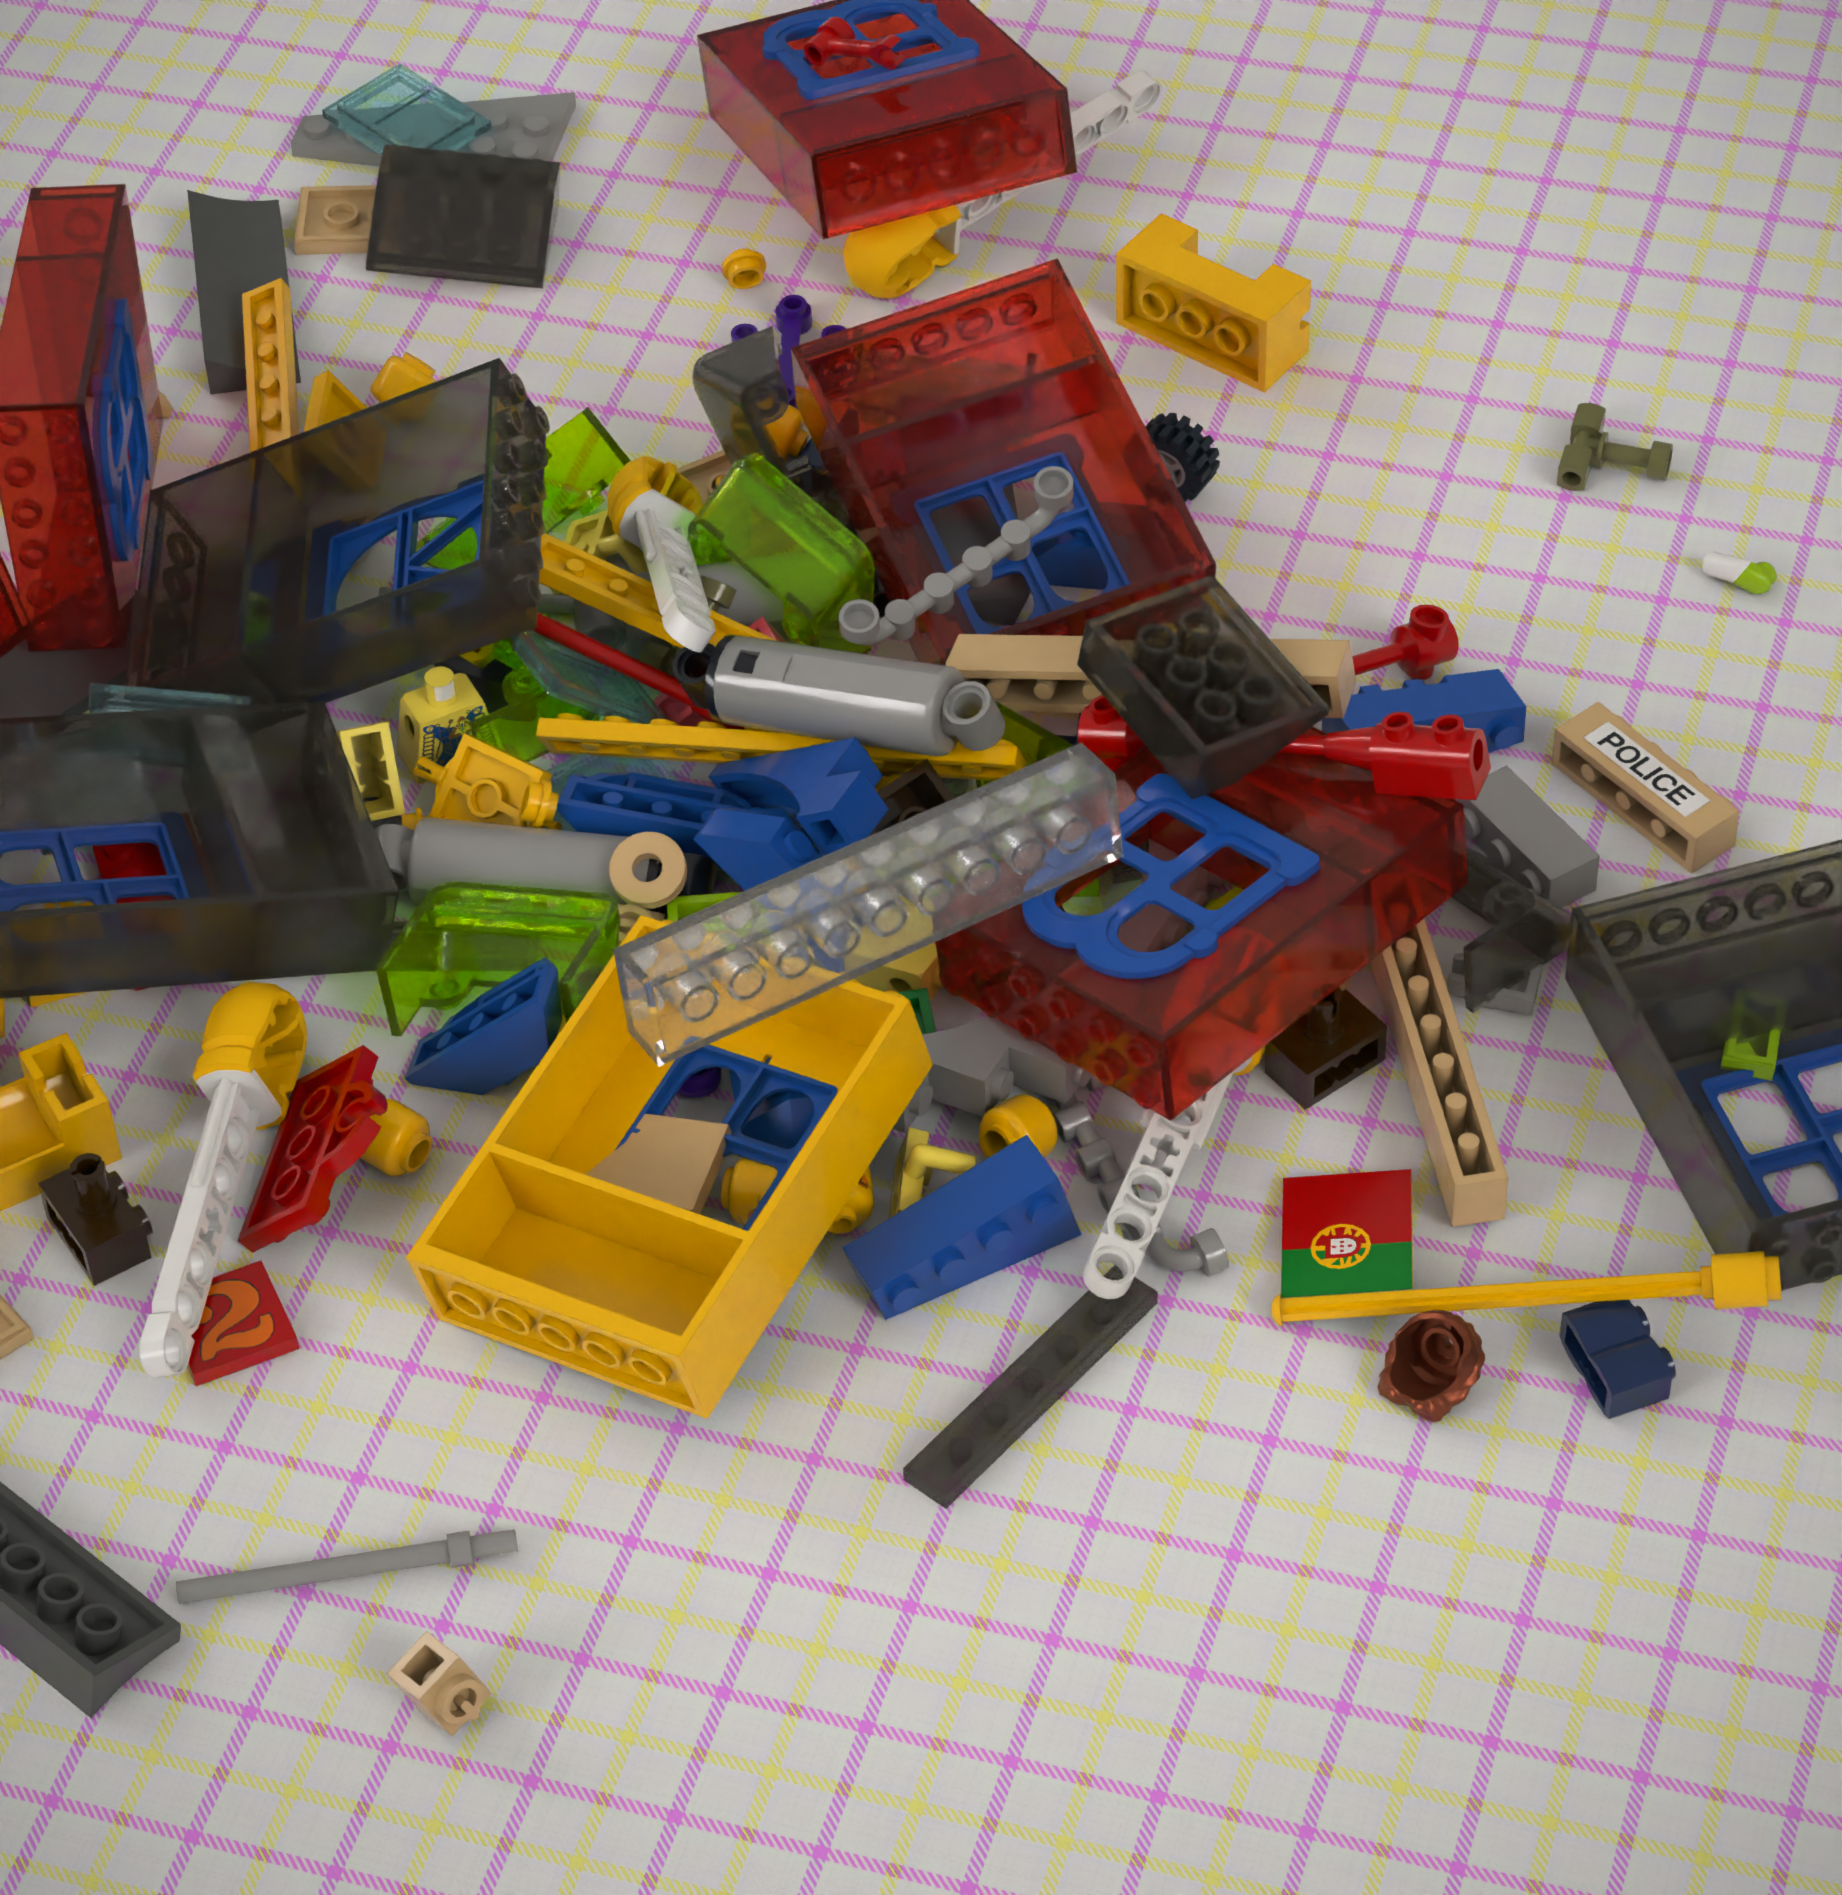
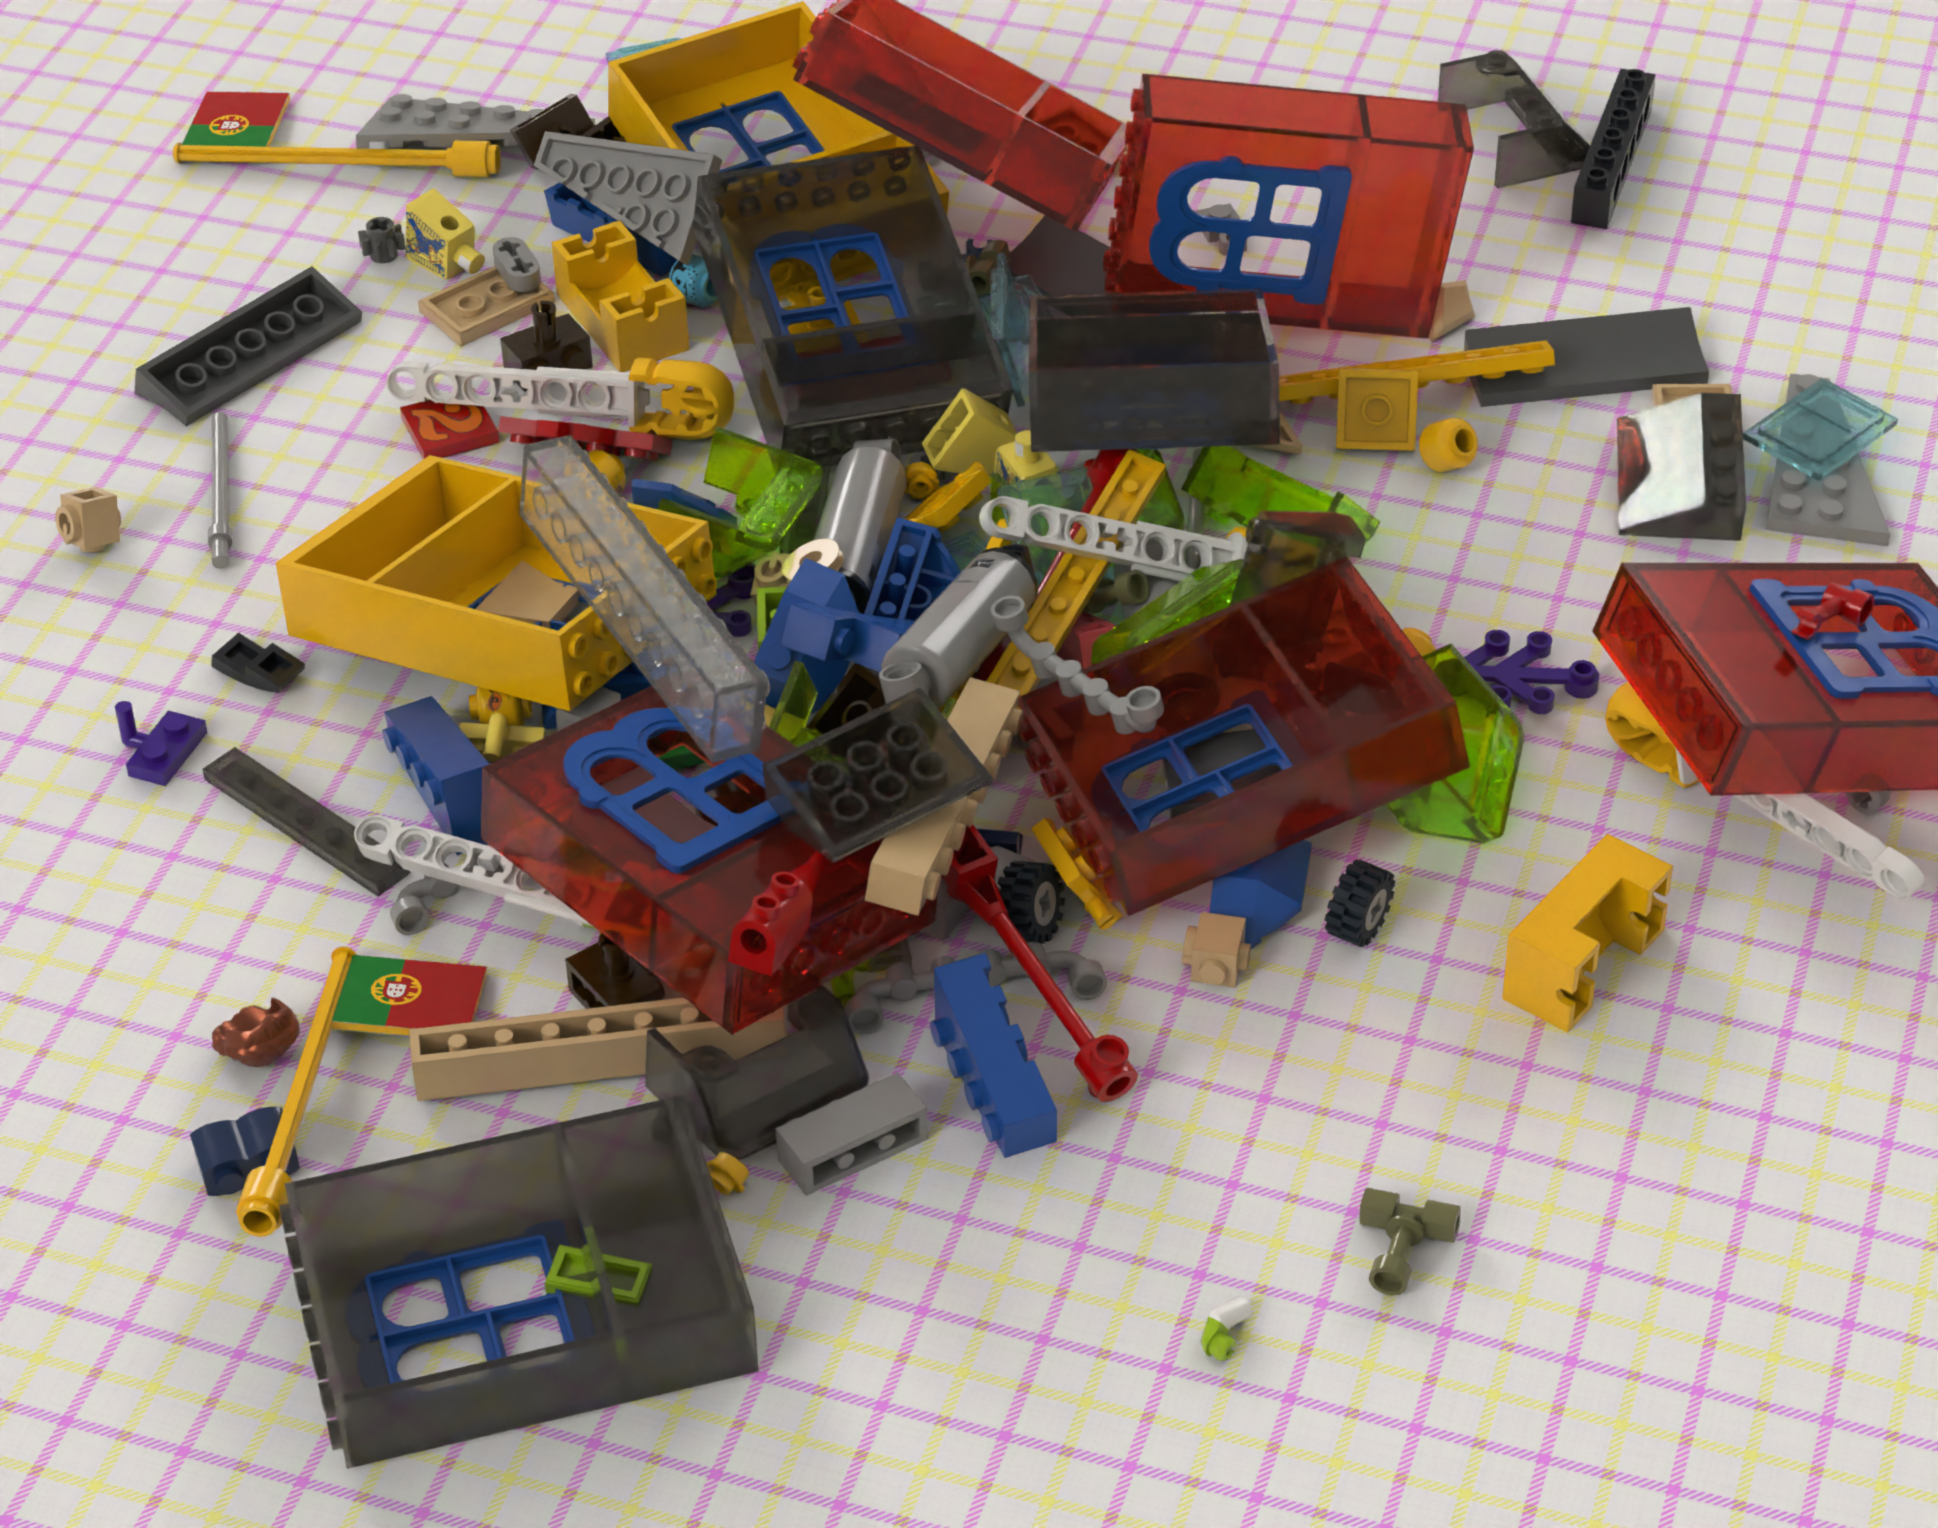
camera: 90 degrees right, 5 degrees down
(538, 803) = (902, 506): yellow plate -> none
(736, 1470) = (257, 667): none -> black slope
(892, 1552) = (164, 749): none -> dark purple plate
(1240, 568) = (1216, 949): none -> tan brick
(1645, 787) = (913, 1222): tan brick -> none

